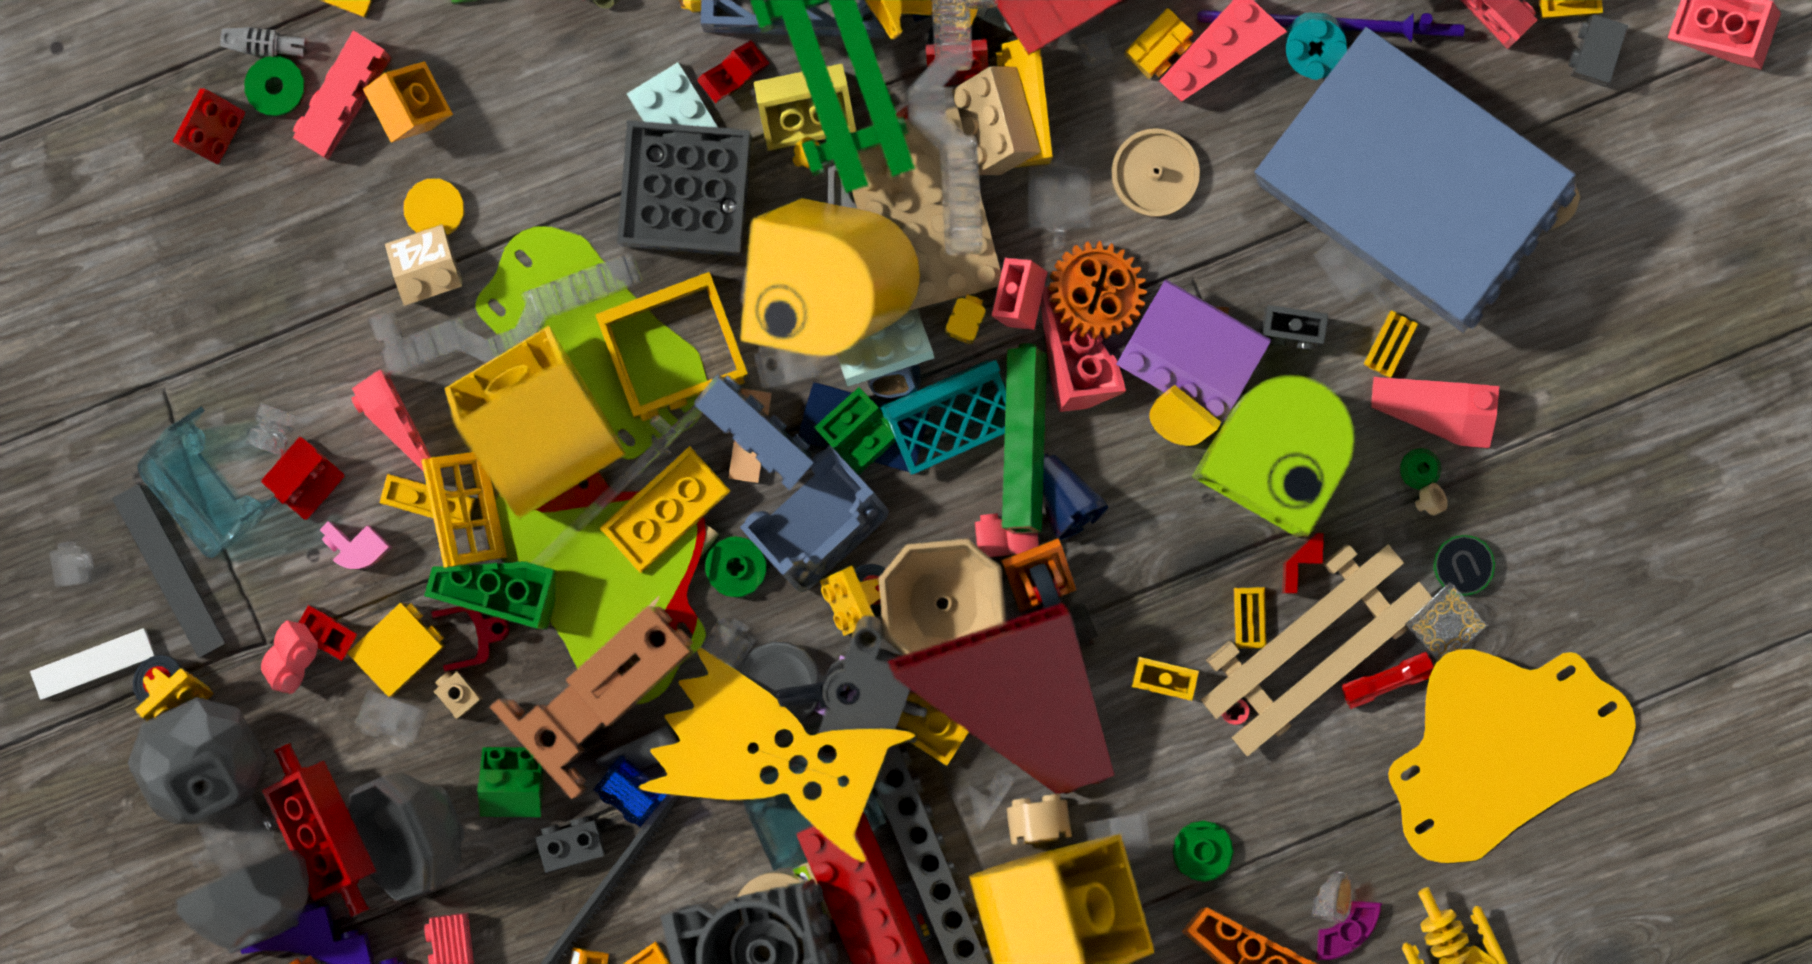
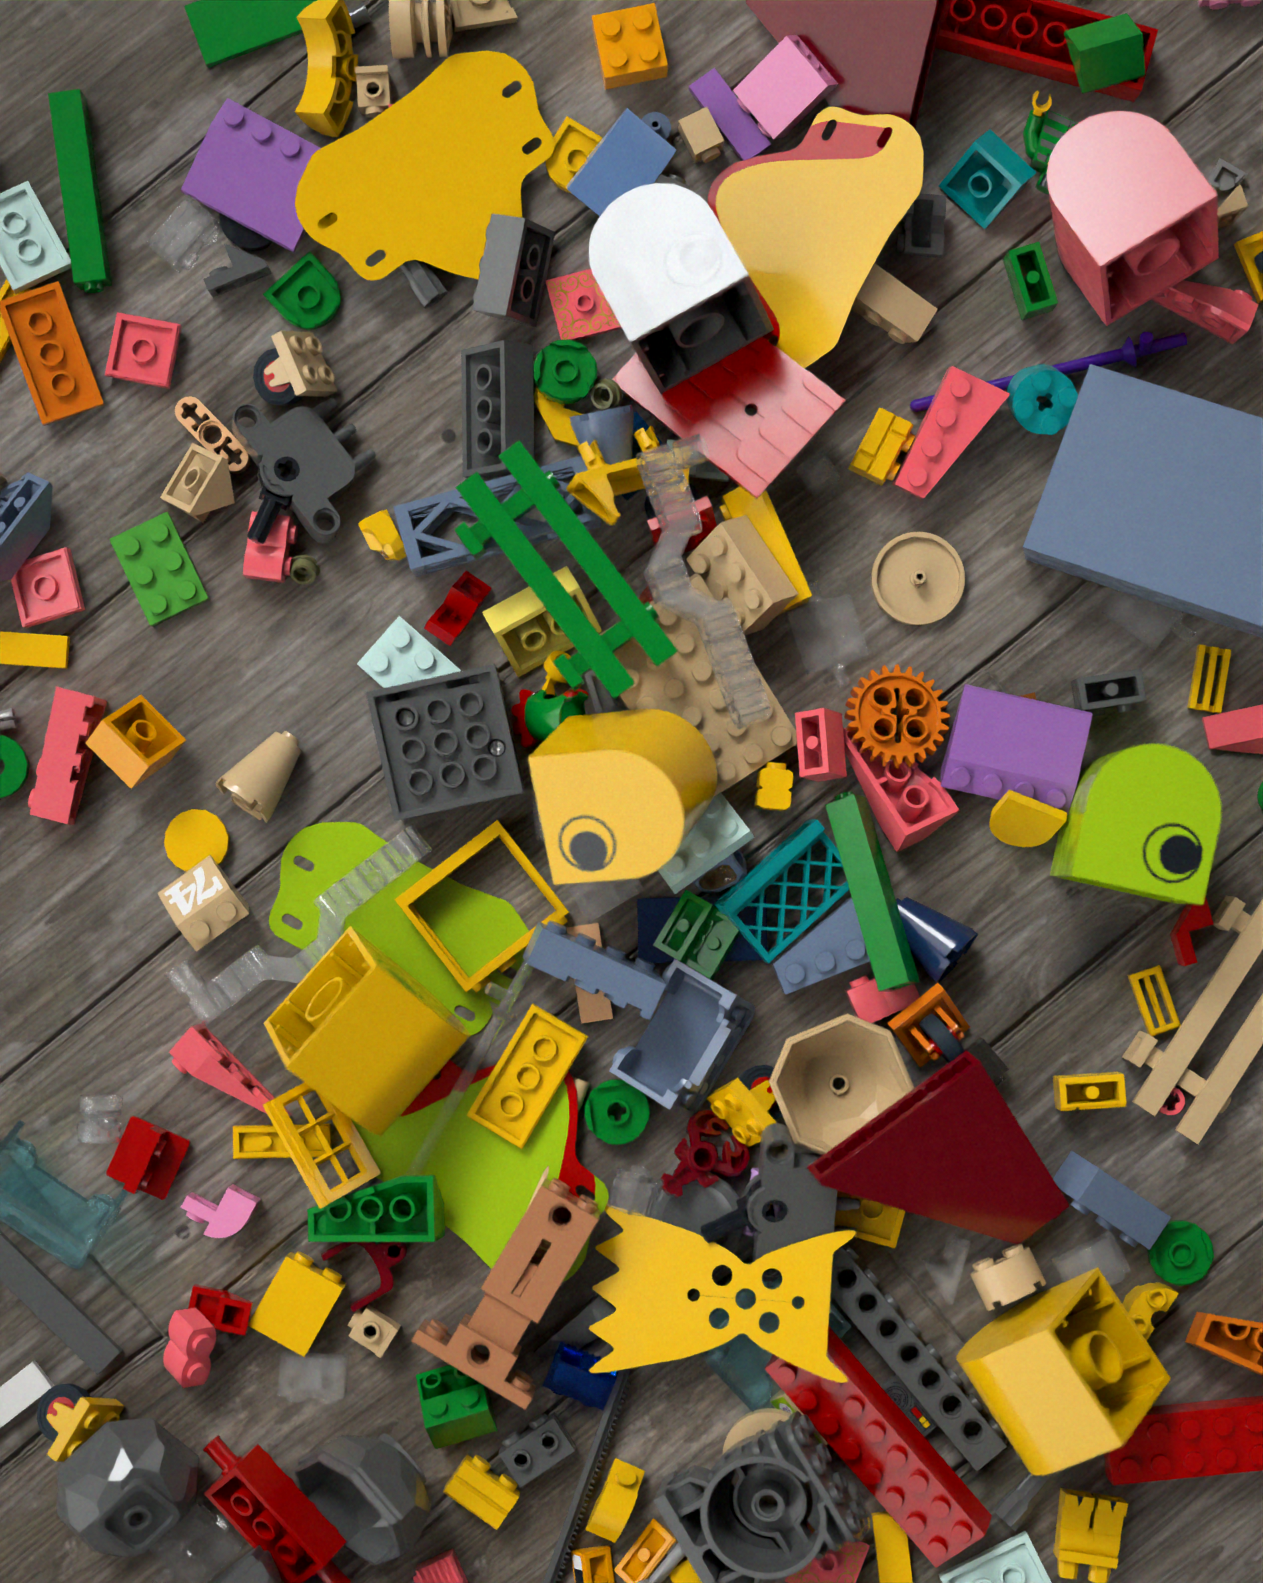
camera: 20 degrees left, 0 degrees up
(510, 167) = (262, 775): none -> tan cone
(510, 867) = (482, 1490): none -> yellow brick
(626, 913) = (615, 1501): none -> yellow brick
(782, 186) = (544, 711): none -> green piece
(800, 630) = (703, 1156): none -> dark red animal
(964, 481) = (824, 951): none -> sand blue wedge
(1153, 784) = (1111, 1201): none -> sand blue wedge
(1155, 882) = (1145, 1301): none -> yellow cylinder

